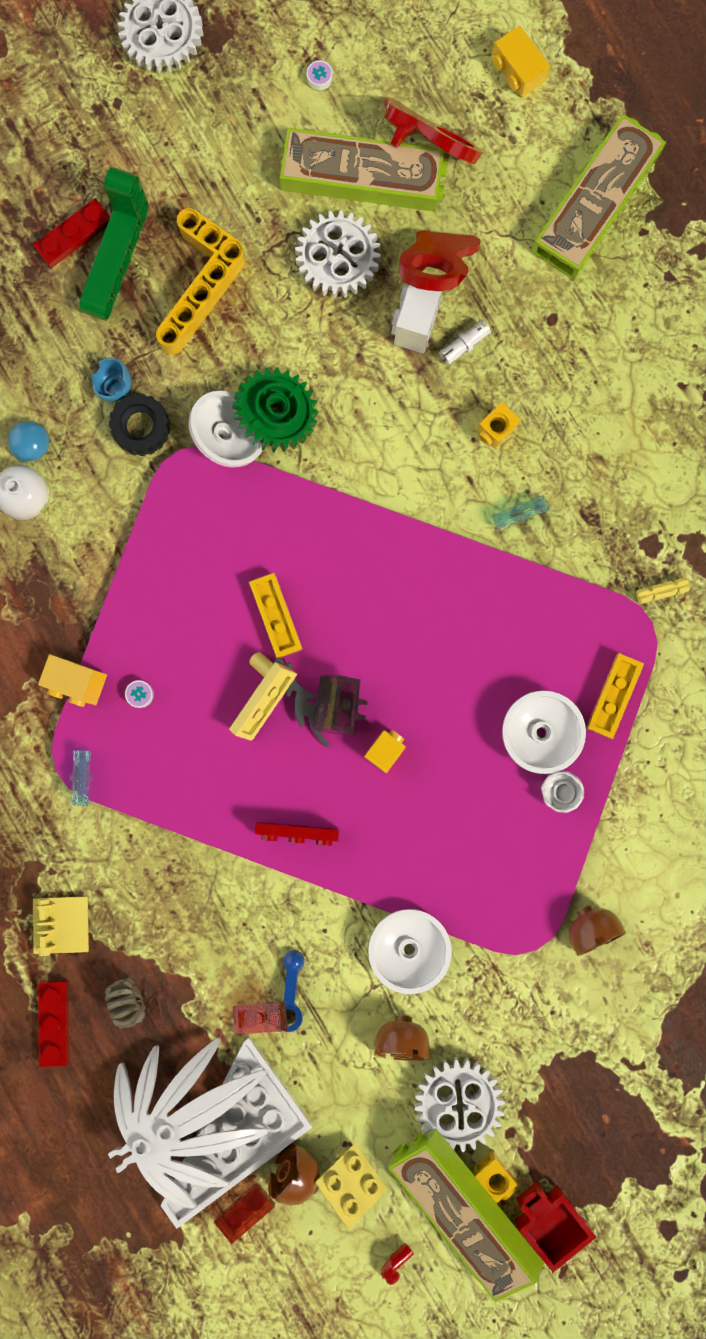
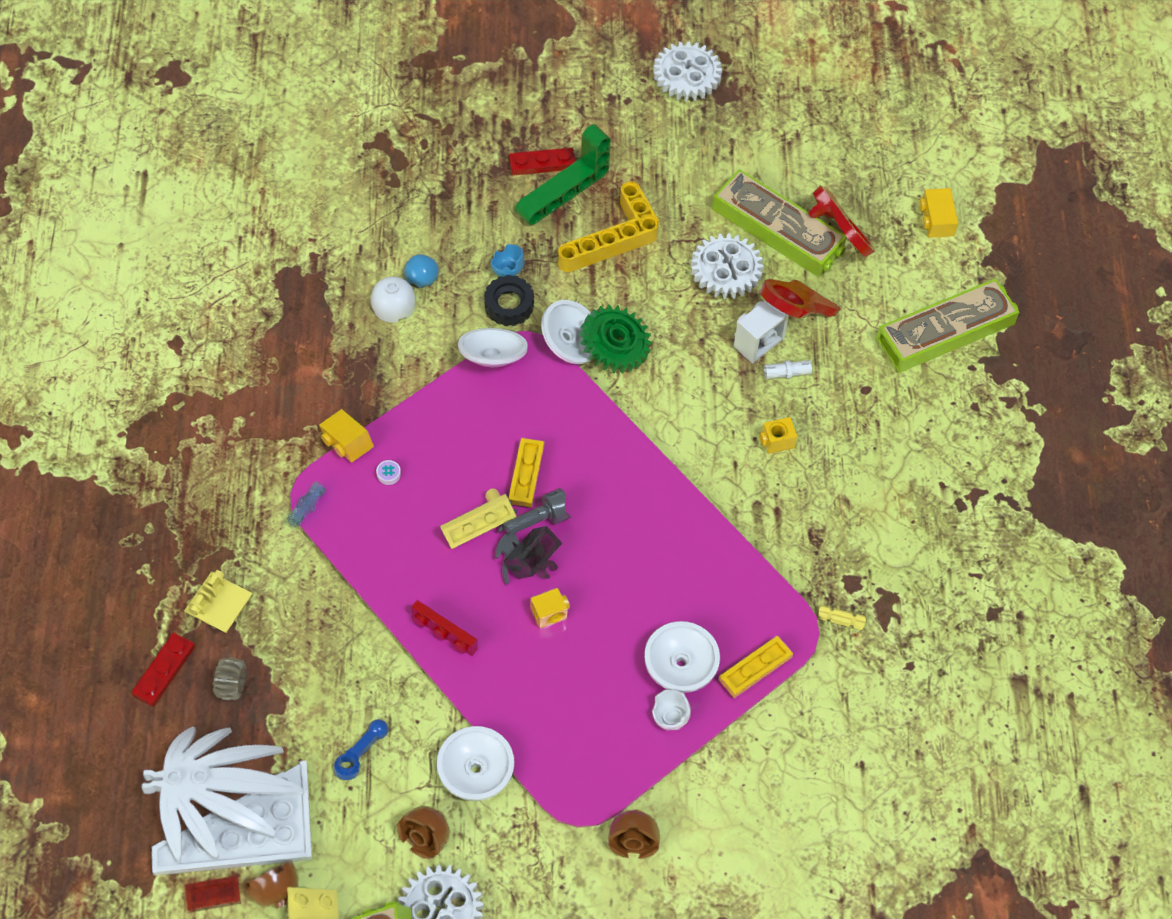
camera: 25 degrees right, 25 degrees down
(159, 496) = (492, 347): none -> white dish
(260, 1018) = (325, 749): clear red plate -> none
(319, 75) = (785, 152): tile -> none
(326, 643) = (552, 508): none -> dark grey piece
(537, 506) = (760, 503): clear light blue pin -> none

